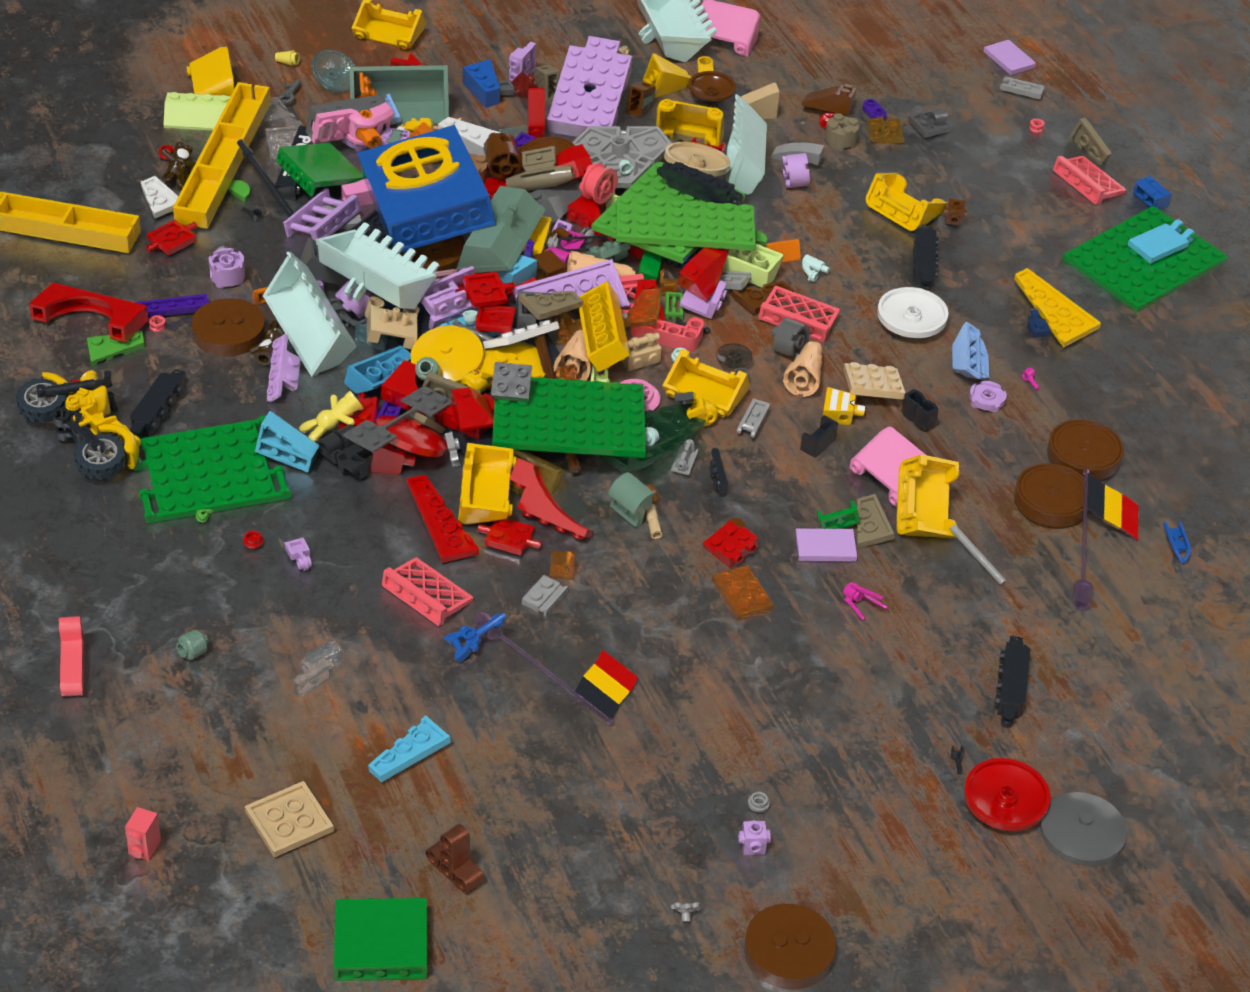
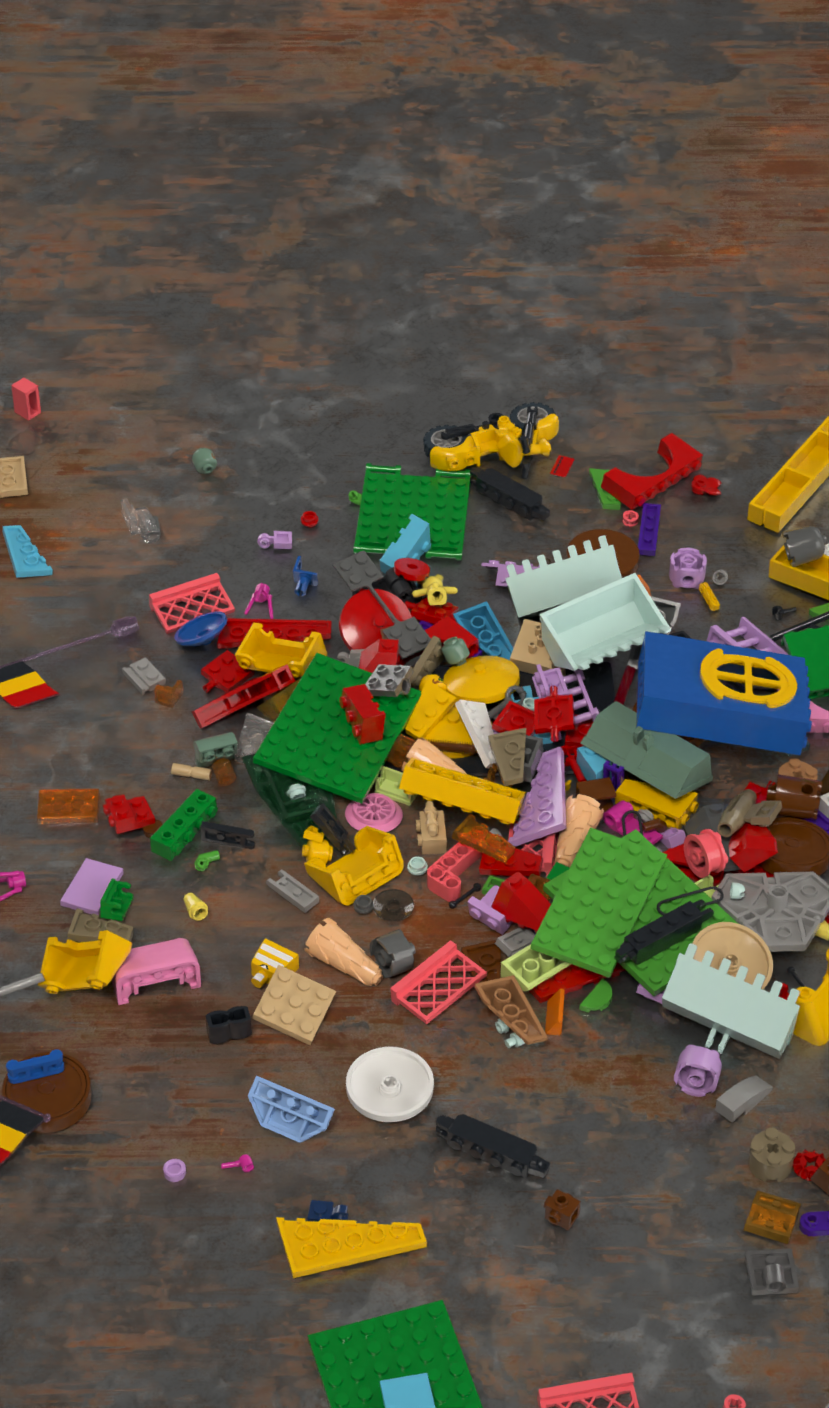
camera: 115 degrees right, 0 degrees up
(71, 656) = (226, 401): coral beam -> none
(88, 283) = (702, 484): none -> red plate
(171, 237) = (756, 546): red plate -> none
(192, 185) = (804, 545): none -> dark grey cylinder
(255, 255) = (709, 596): none -> yellow axle
(323, 426) = (411, 569): none -> red tile
(351, 517) = (303, 578): none -> blue bracket
(388, 539) = (261, 595): none -> dark pink plant
(469, 548) = (201, 629): none -> blue dish
(472, 637) = (115, 610): blue piece -> none
(563, 386) = (362, 713): none -> red wedge
(582, 493) = (252, 735): none -> clear wing
(638, 172) = (691, 893): none -> black piece
(685, 458) = (262, 820): light grey hinge -> none
(722, 503) = (183, 824): none -> green brick
(749, 483) = (204, 859): none -> bright green arm
(803, 262) = (512, 1007): none -> medium nougat wedge
(808, 470) = (196, 908): none -> light yellow cone
(821, 438) = (234, 930): black panel -> none
(888, 198) = (606, 1166): yellow windscreen -> none
(980, 400) = (228, 1117): lavender plate -> none
(1048, 491) = (35, 1067): none -> blue plate
(1060, 411) = (174, 1170): none -> lavender tile
(1086, 445) = (95, 1153): reddish brown brick -> none

